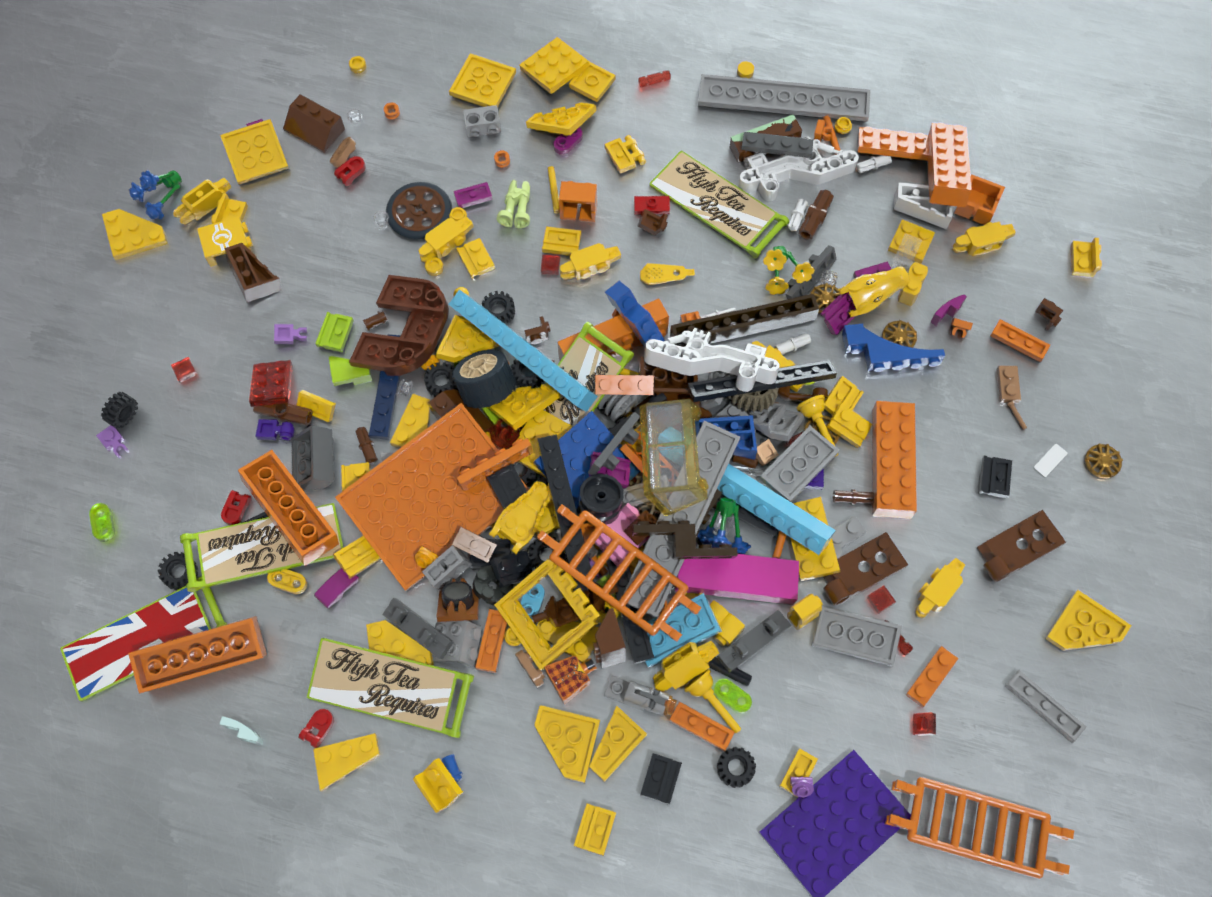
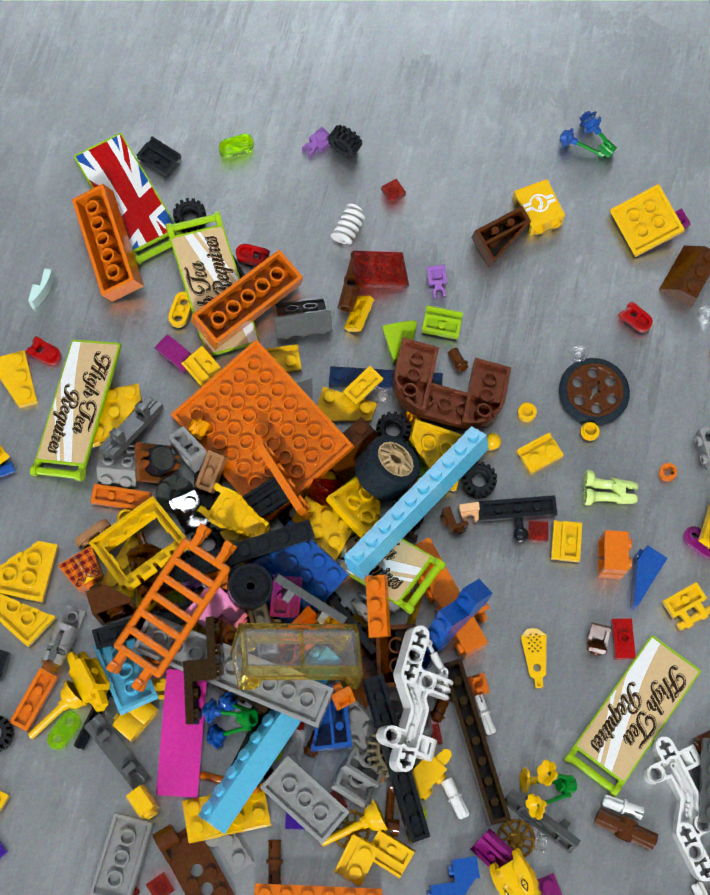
camera: 85 degrees right, 5 degrees up
(99, 604) = (158, 156): none -> black plate
(131, 233) = (542, 122): yellow plate -> none
(201, 200) = (583, 179): yellow hinge -> none
(215, 411) = (348, 224): none -> white piece
(229, 209) = (574, 206): yellow bracket -> none
(270, 428) = (332, 275): dark purple plate -> none
(341, 154) = (658, 307): medium nougat plate -> none
(366, 445) = (320, 365): reddish brown axle -> none
(395, 401) = (362, 385): none -> yellow plate
(445, 238) = (559, 419): yellow hinge -> none
(473, 195) = (616, 444): magenta plate -> none
(527, 316) = (469, 509): none -> light nougat tile
(529, 279) = (518, 509): none -> black plate
(533, 601) = (158, 534): medium azure plate -> none
(554, 191) = (642, 528): yellow bar -> none
(589, 261) = (542, 572): yellow hinge -> none
(605, 185) = (645, 570): none -> blue slope
(709, 416) = (342, 697): none -> orange tile
(766, 452) = (322, 765): light nougat plate -> none

